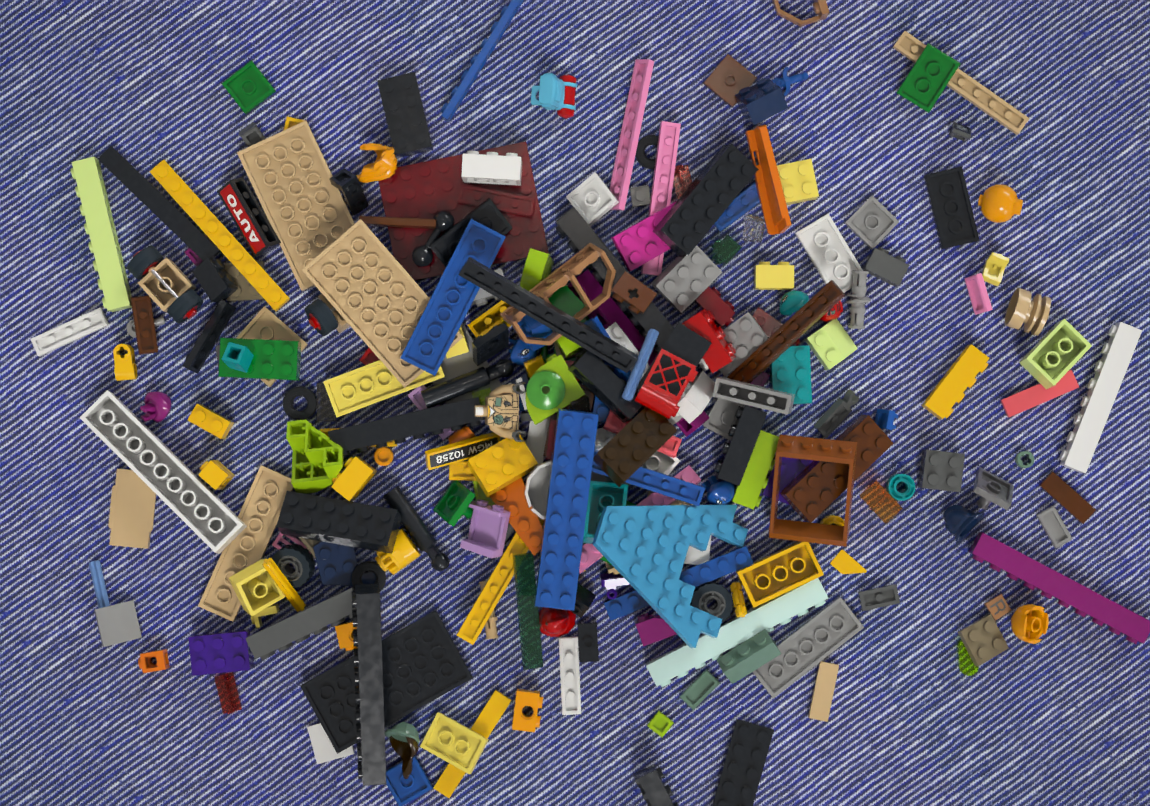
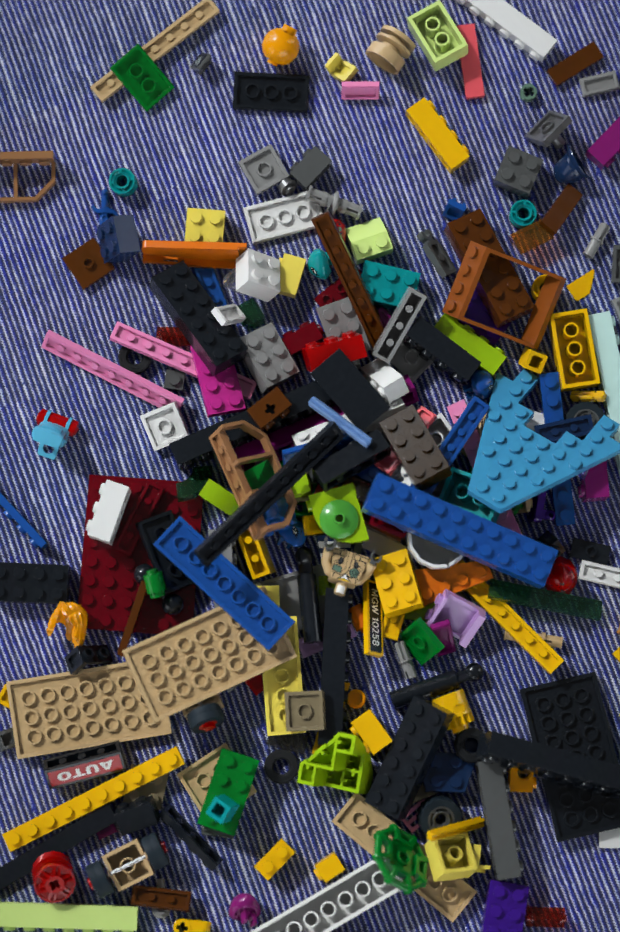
camera: 80 degrees left, 5 degrees down
(135, 218) = (53, 877): none -> red wheel
(233, 534) = (403, 866): none -> green plate
(355, 410) = (305, 710): none -> dark tan plate
(433, 493) = (405, 660): none -> light grey axle
(435, 232) = (154, 583): none -> green brick
(466, 523) = (444, 634): none -> magenta tile
(490, 344) = (277, 562): black plate -> none
(540, 241) = (194, 484): none -> clear green tile
(659, 399) = (378, 413): red piece -> none
(702, 594) = (576, 426): none -> dark blue plate
(716, 228) = (228, 314): none -> white tile
(758, 536) = (533, 360): none -> yellow brick
(763, 245) = (258, 275): none -> white brick
(819, 98) = (115, 178): none -> teal wheel
(861, 250) = (287, 186): none -> flat silver plate
(895, 566) = (596, 240): none -> light grey axle
(916, 523) = (560, 209): none -> reddish brown tile

